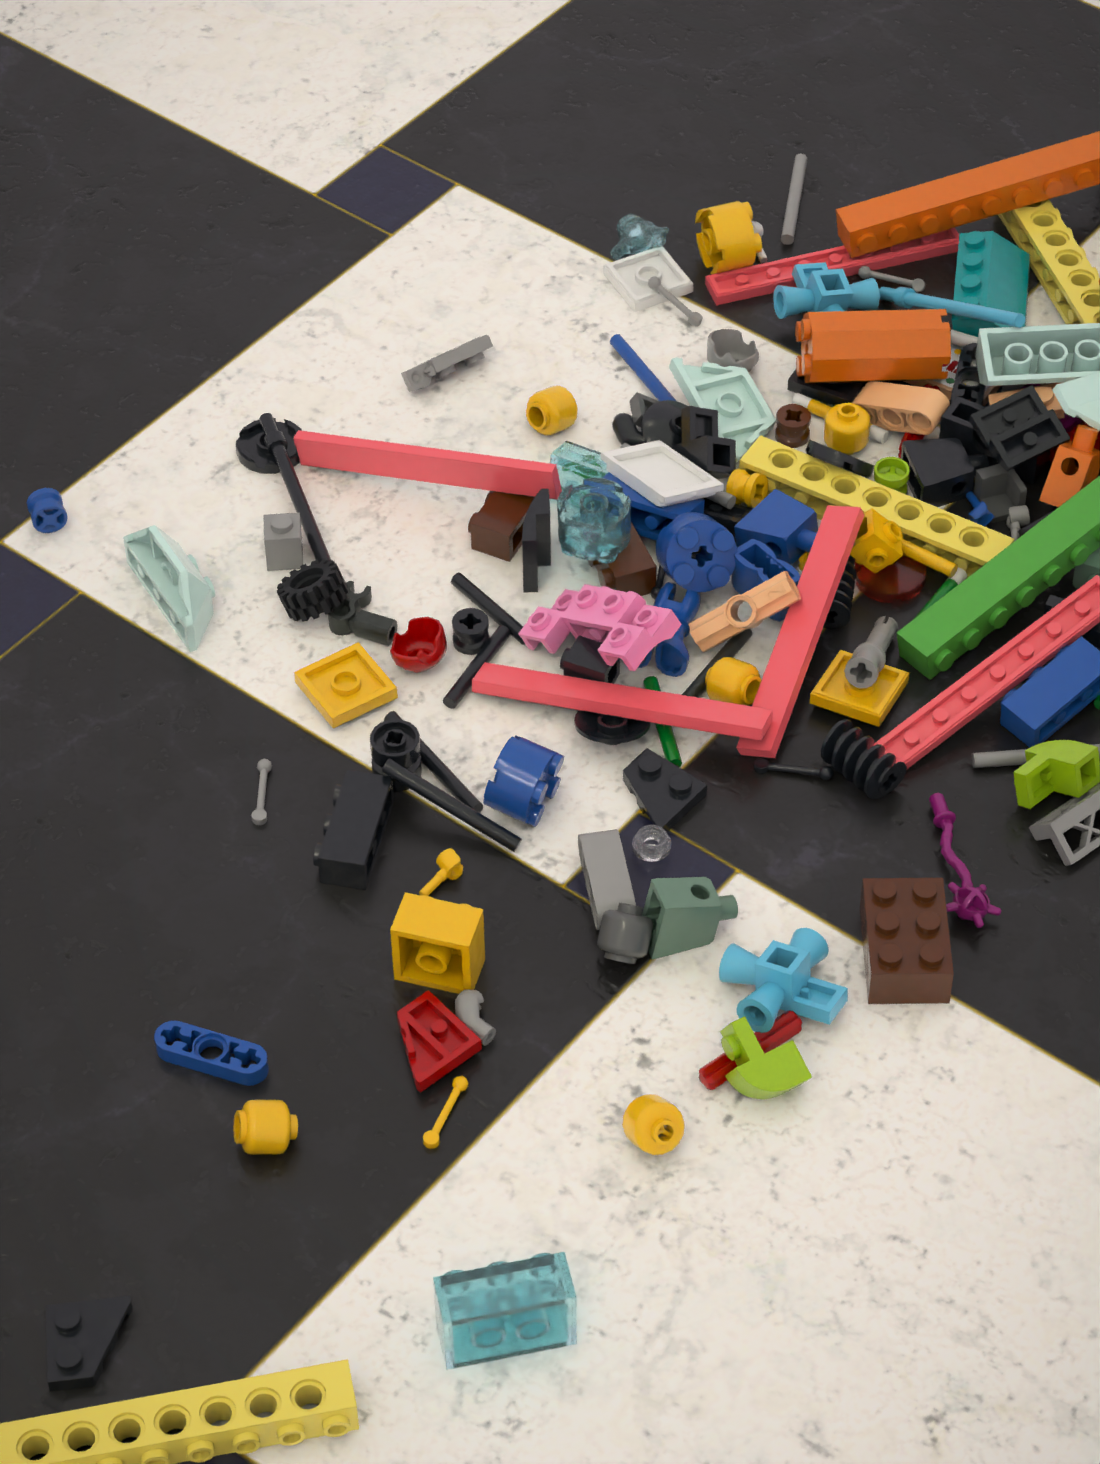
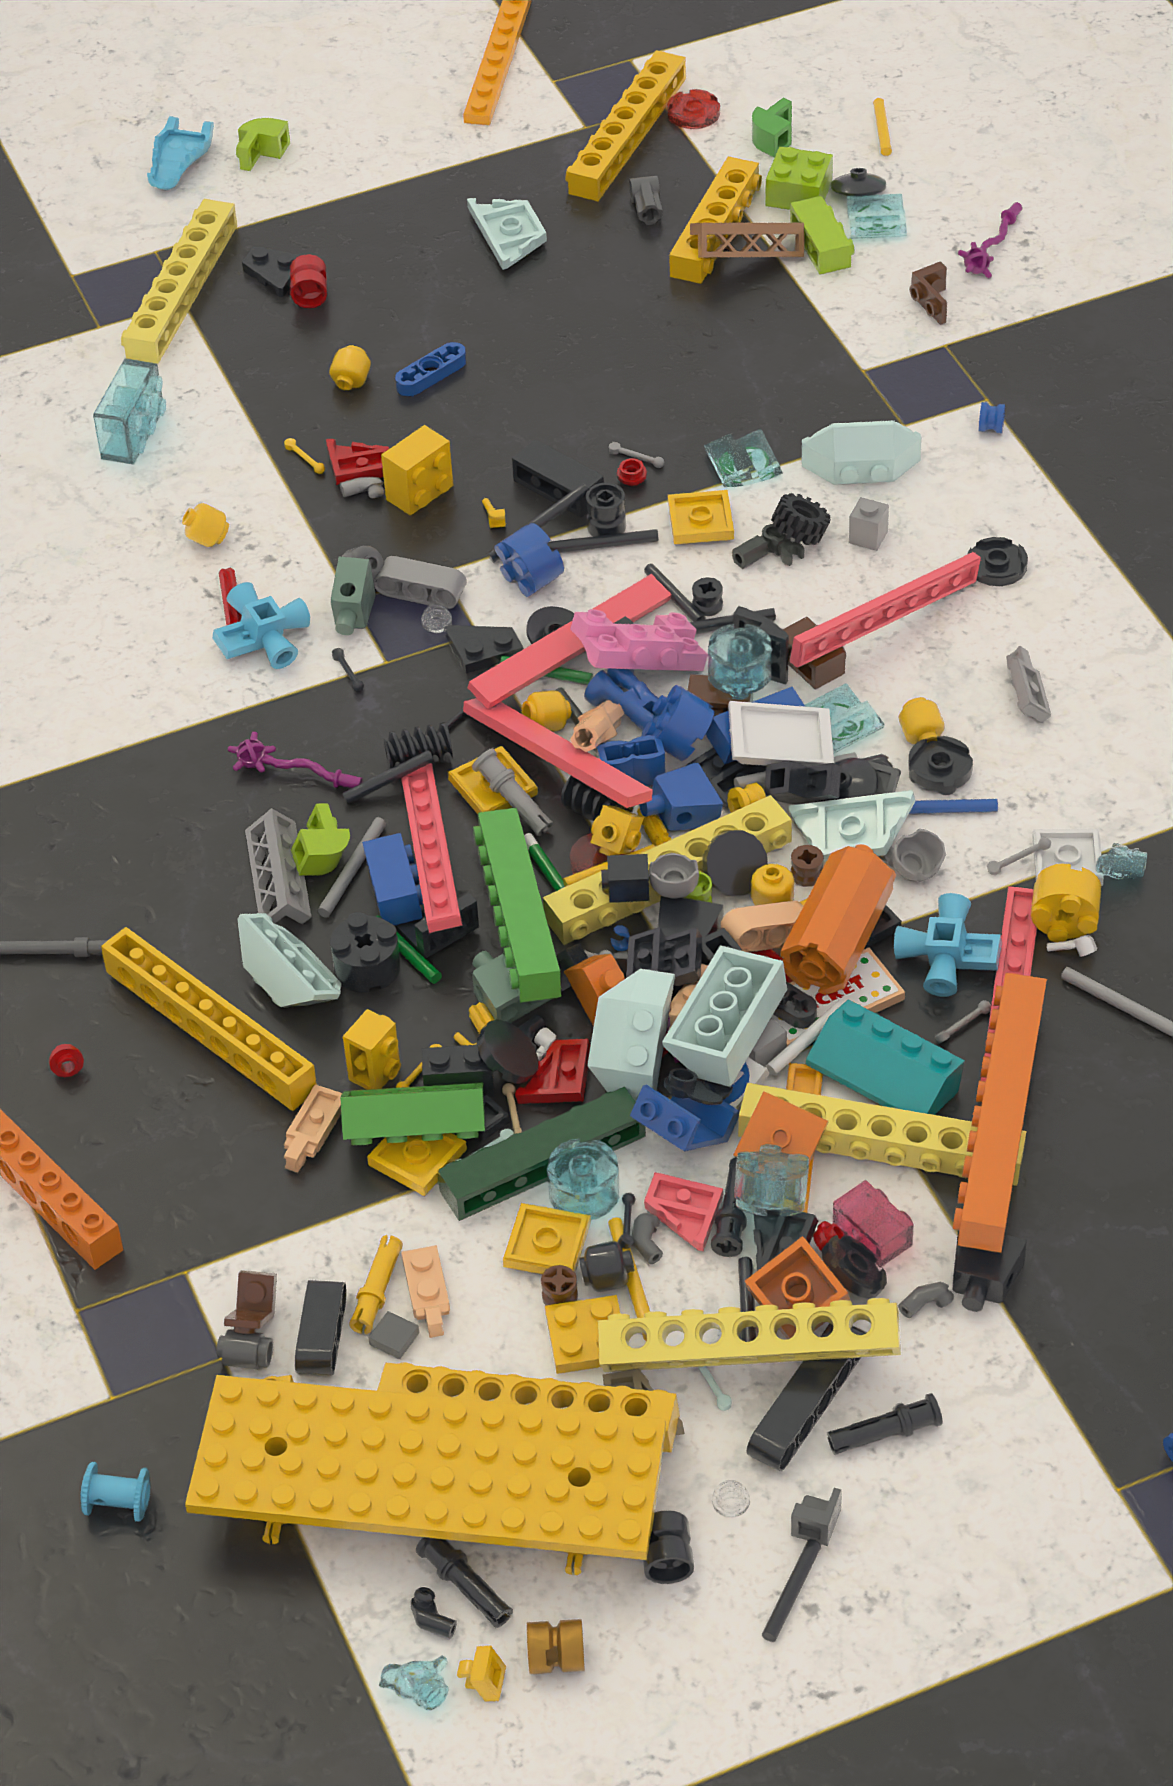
camera: 120 degrees right, 0 degrees up
(109, 1259) = (308, 281): none -> red wheel
(220, 692) = (743, 460): none -> clear light blue slope
(277, 446) = (982, 549): black bar -> none
(301, 775) = (631, 472): none -> red plate
(420, 646) = (706, 560): red hair -> none
(611, 381) = (940, 778): none -> black plate
(758, 913) = (338, 655): none -> black hinge
(760, 1073) = (200, 585): lime brick -> none
(906, 941) = (245, 700): reddish brown brick -> none
(908, 298) = (915, 1003): medium azure bar -> none
(911, 463) = (673, 875): none -> light grey hair
(919, 767) = (388, 777): none -> black bar
(938, 496) = (626, 878): none -> black brick

